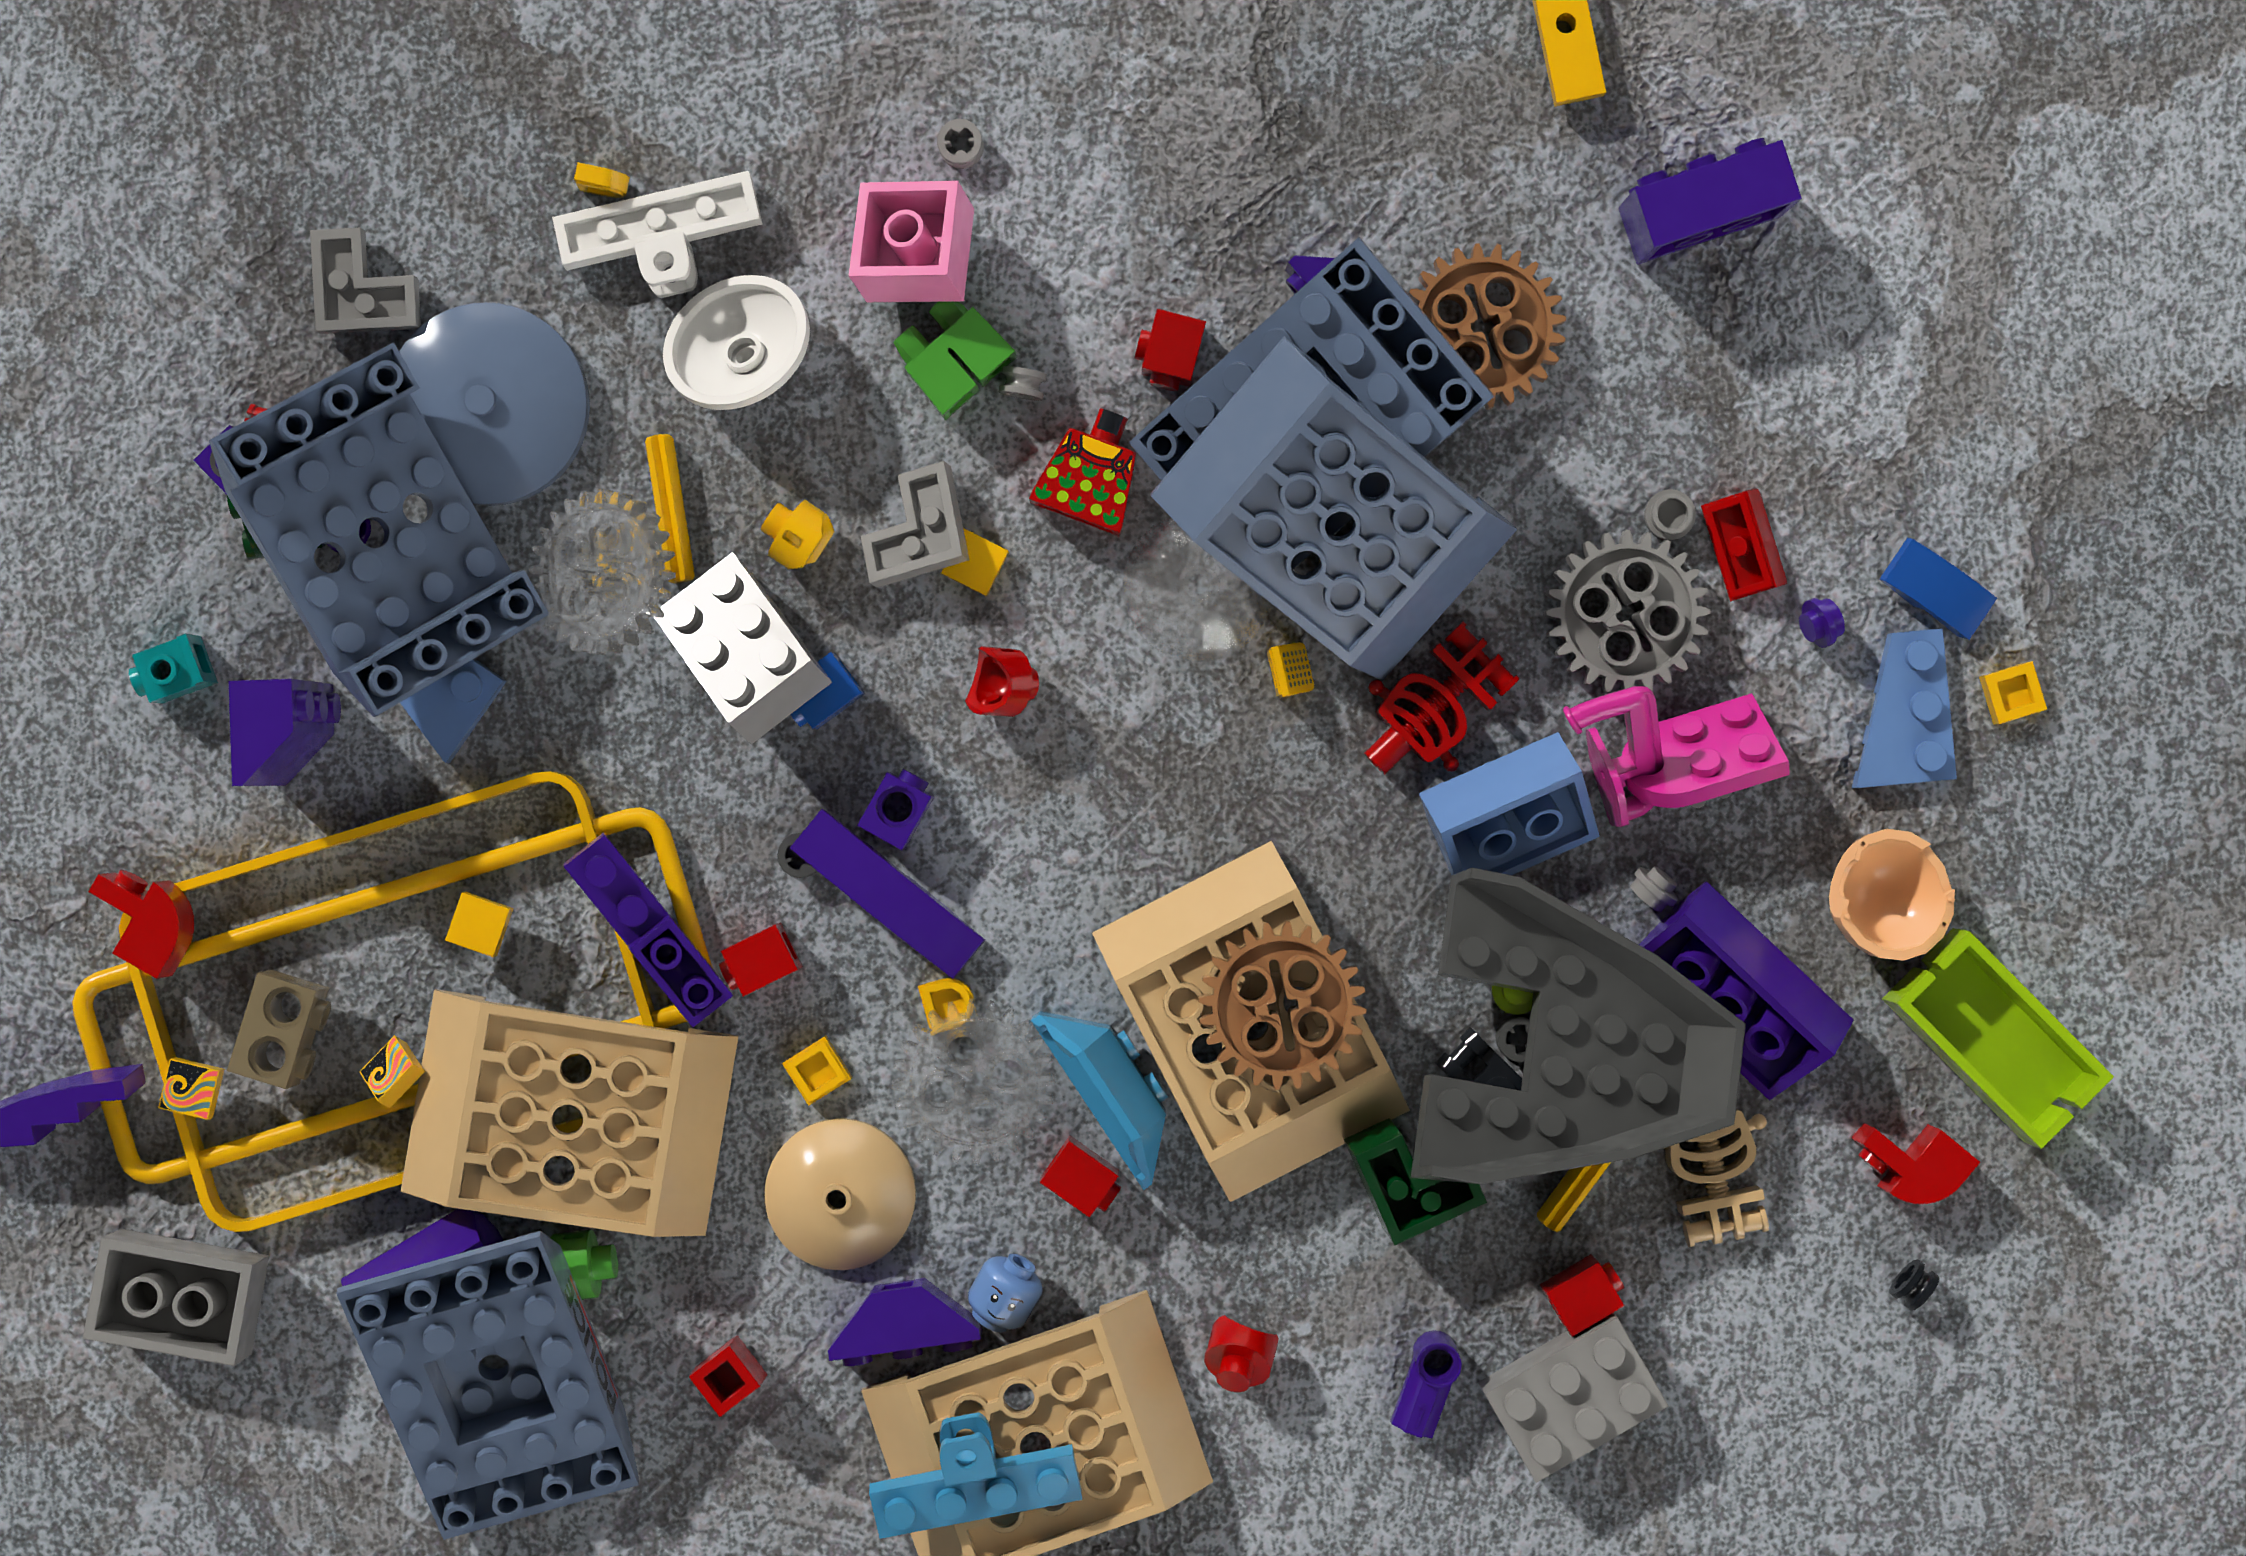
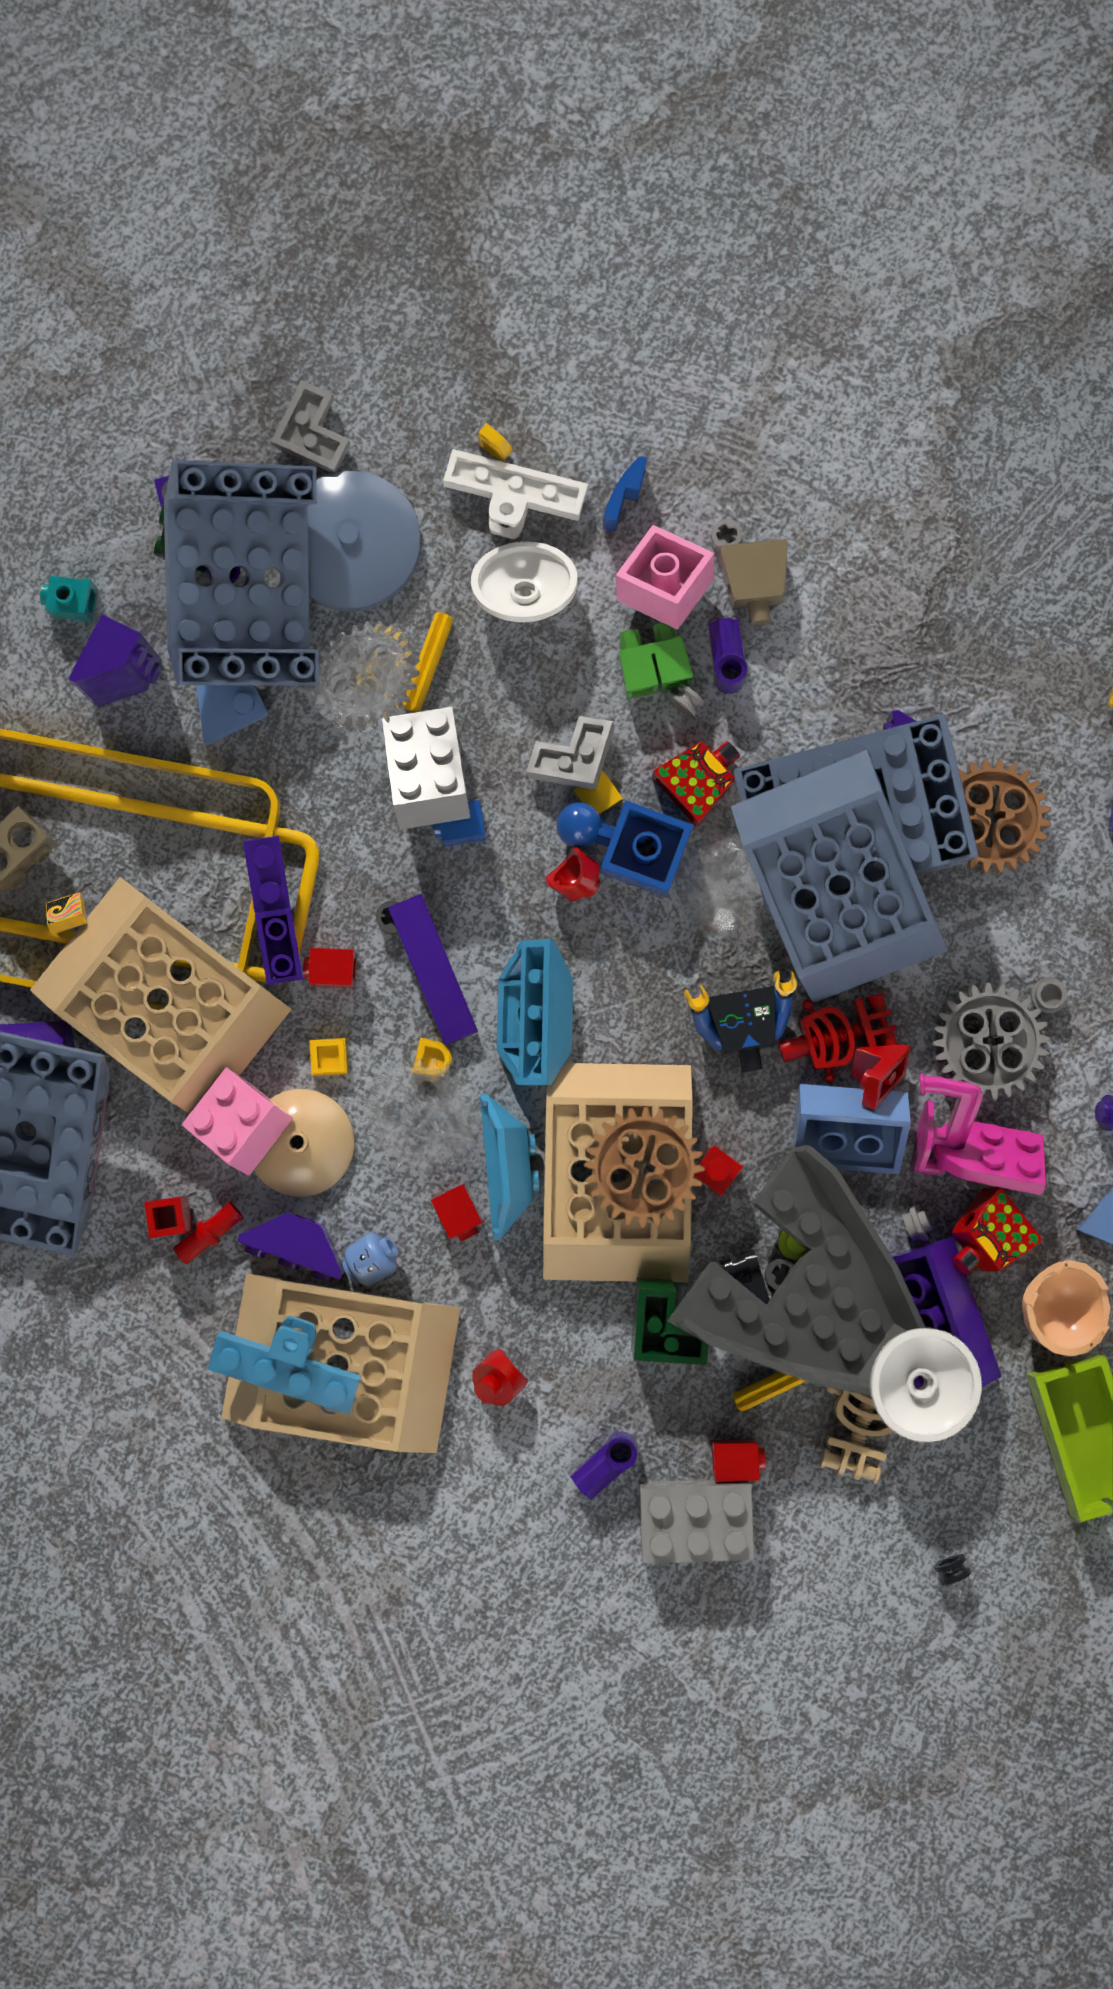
camera: 30 degrees right, 5 degrees down
(479, 924) = (170, 852): yellow tile -> none
(588, 1260) = (121, 1098): bright green piece -> none
(748, 1214) = (237, 1121): none -> bright pink brick
(787, 1366) = (208, 1233): none -> red pin
(797, 534) = (493, 709): yellow piece -> none
(801, 147) = (626, 488): none -> blue slope
(881, 825) = (460, 935): dark purple brick -> none
(975, 614) = (581, 826): none -> blue brick
(1024, 178) = (755, 576): none -> dark tan torso
(1041, 294) = (727, 653): none -> dark purple piece
(1045, 882) = (535, 1013): none -> dark azure wedge
(1170, 349) = (789, 728): red brick -> none
(1290, 669) = (759, 965): yellow slope -> none
(1308, 750) = (744, 1019): none -> torso
(1374, 954) = (718, 1170): none -> red brick
(1509, 725) = (879, 1071): none -> red slope
(1744, 544) = (1086, 1039): red slope -> none
(1752, 851) = (992, 1233): none -> red torso
(1799, 1092) = (949, 1387): none -> white dish
(1923, 1173) = (995, 1499): red brick -> none

